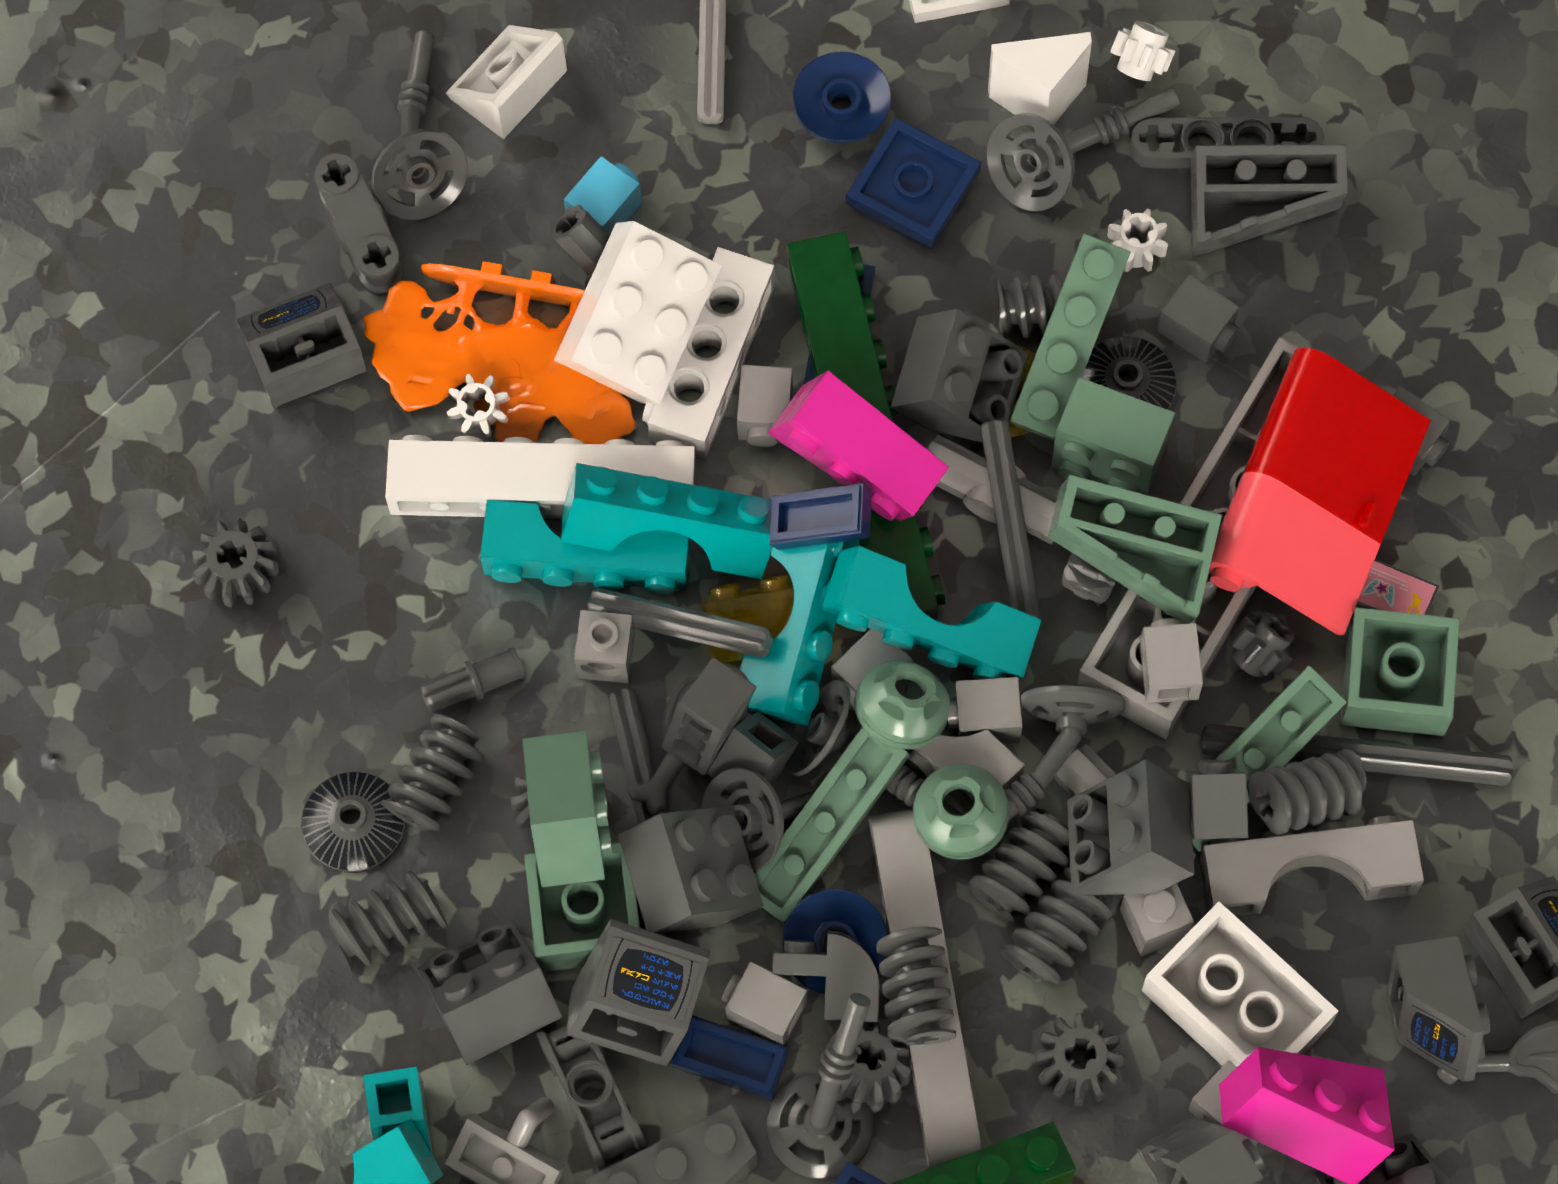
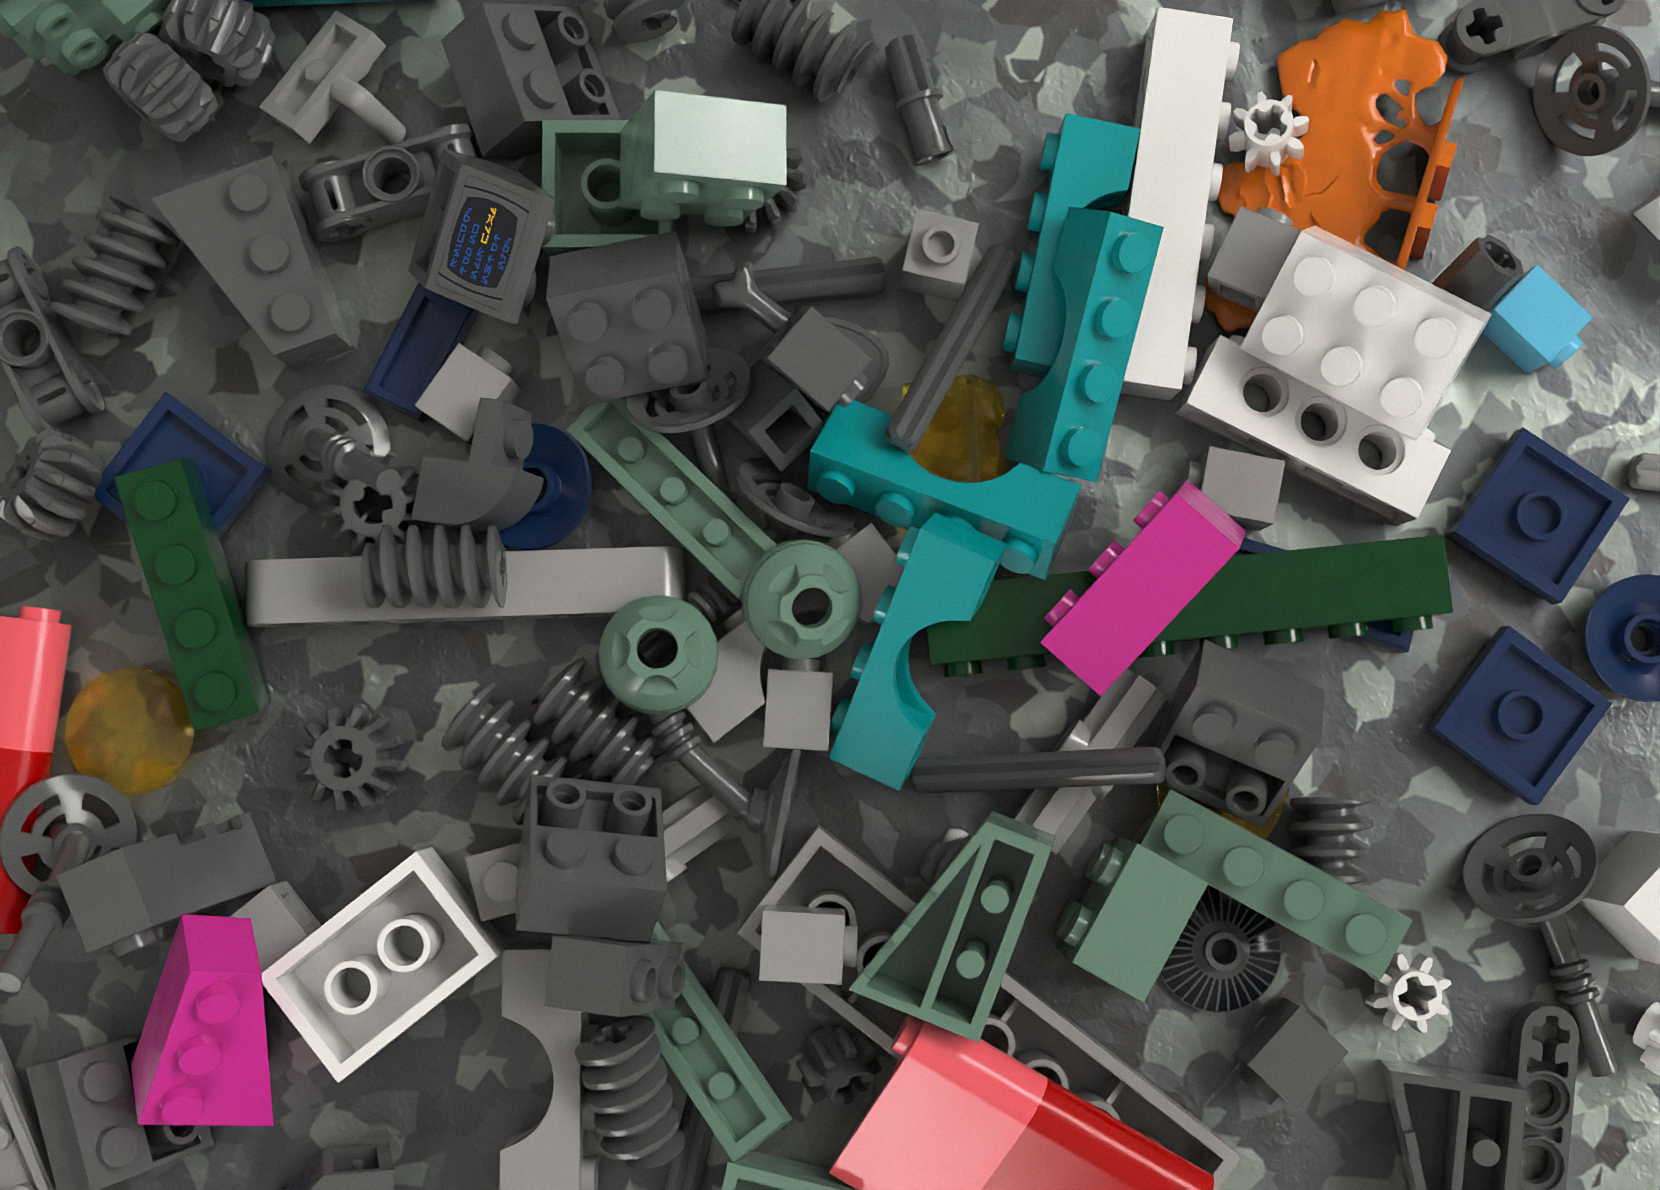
camera: 90 degrees right, 15 degrees up
(581, 404) = (1252, 256): none -> light grey brick
(756, 183) = (1538, 516): none -> dark blue plate
(820, 516) = (1052, 524): dark blue tile -> none

